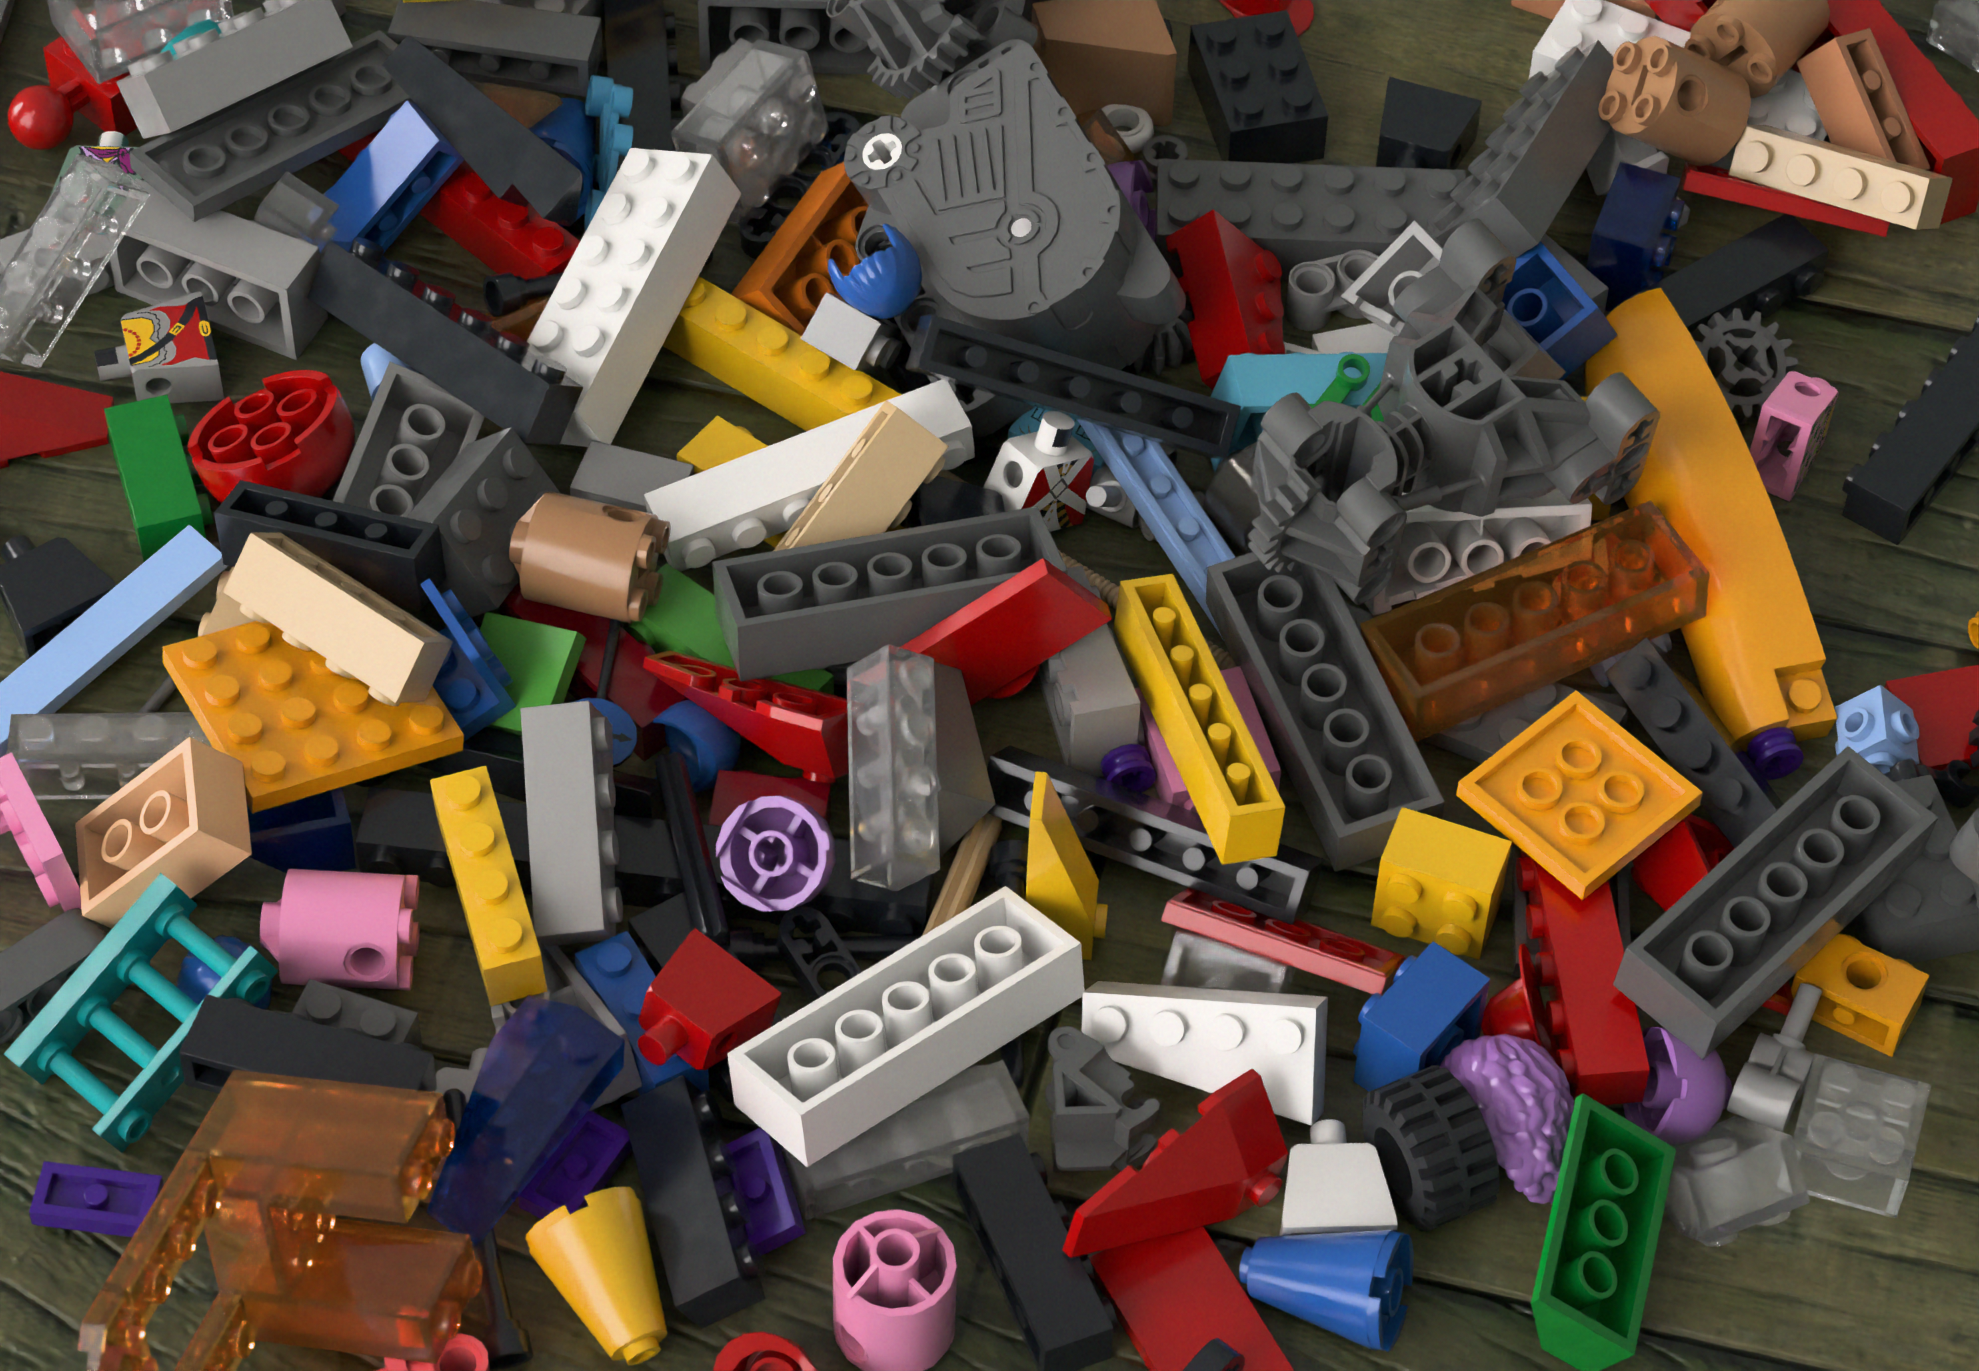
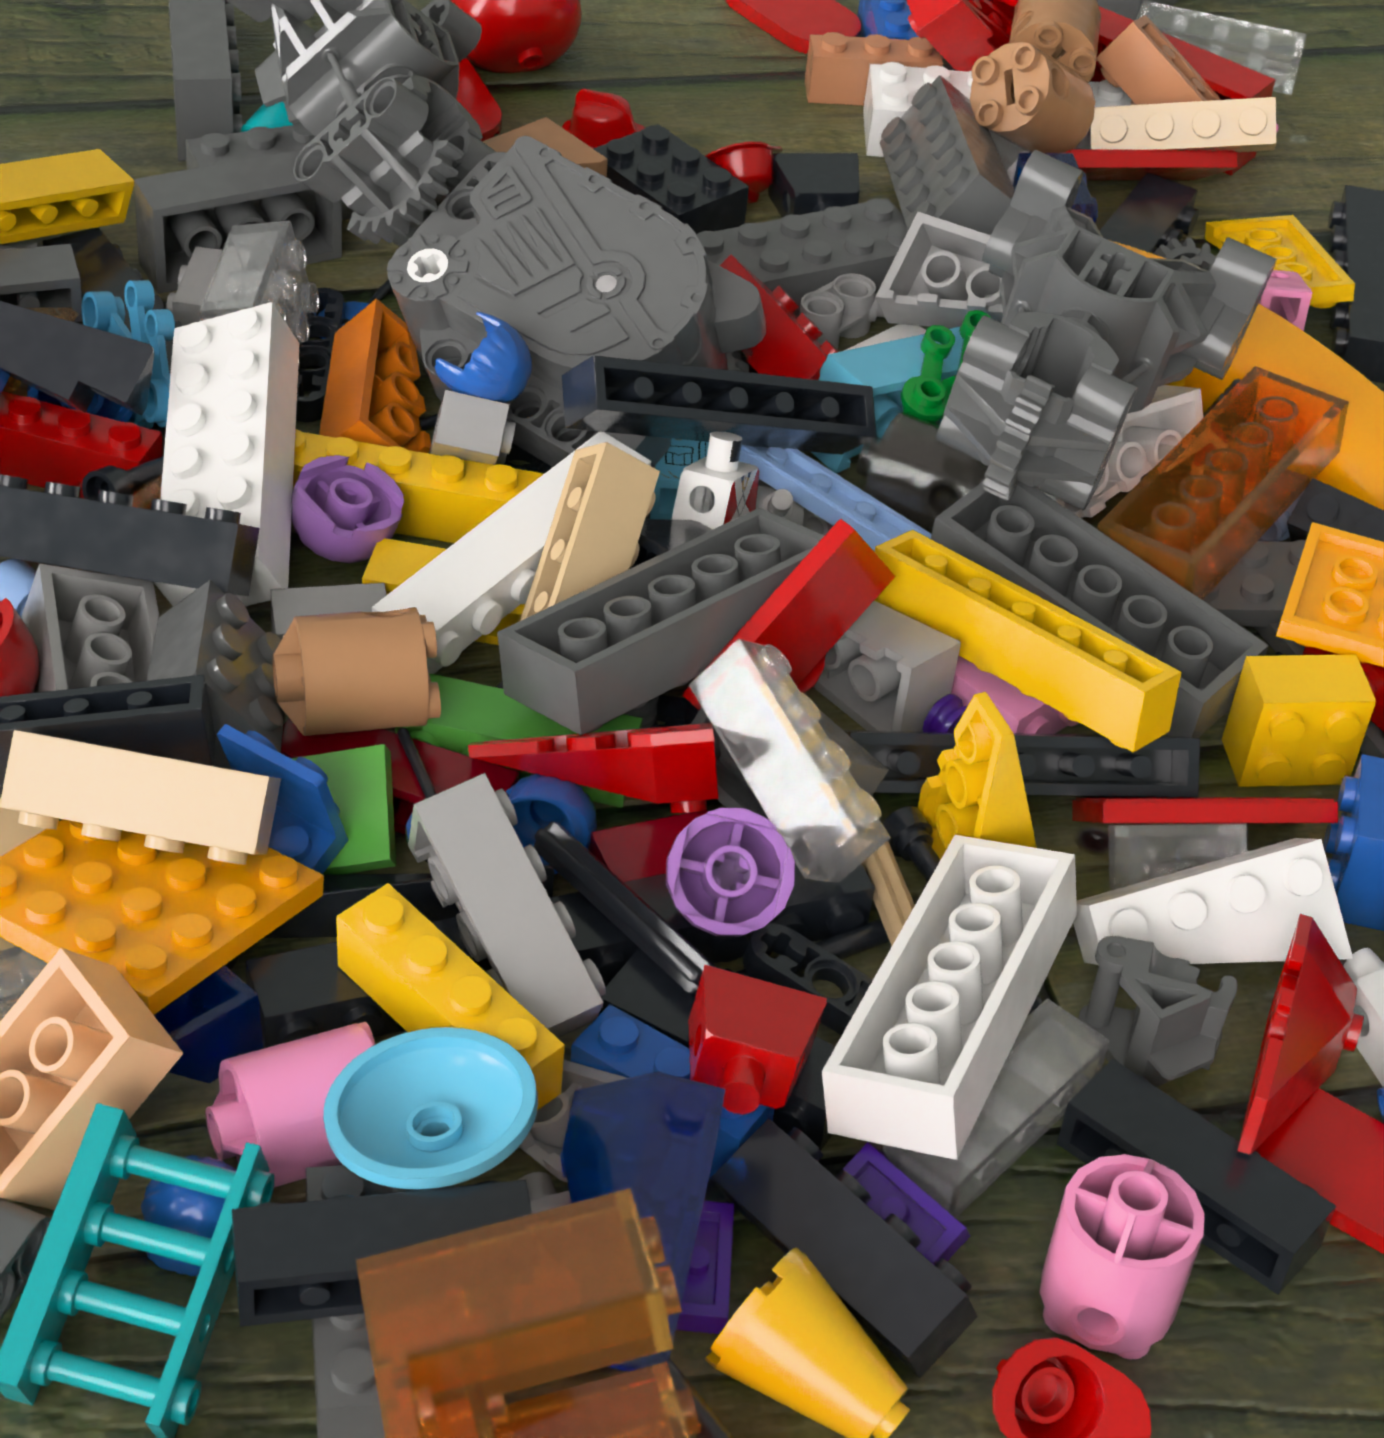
camera: 30 degrees left, 10 degrees down
(400, 968) = (430, 1108): none -> medium azure dish
(702, 375) = (344, 509): none -> medium lavender cylinder
(1351, 90) = (749, 163): none -> red piece
(1872, 358) = (1294, 250): none -> yellow wing

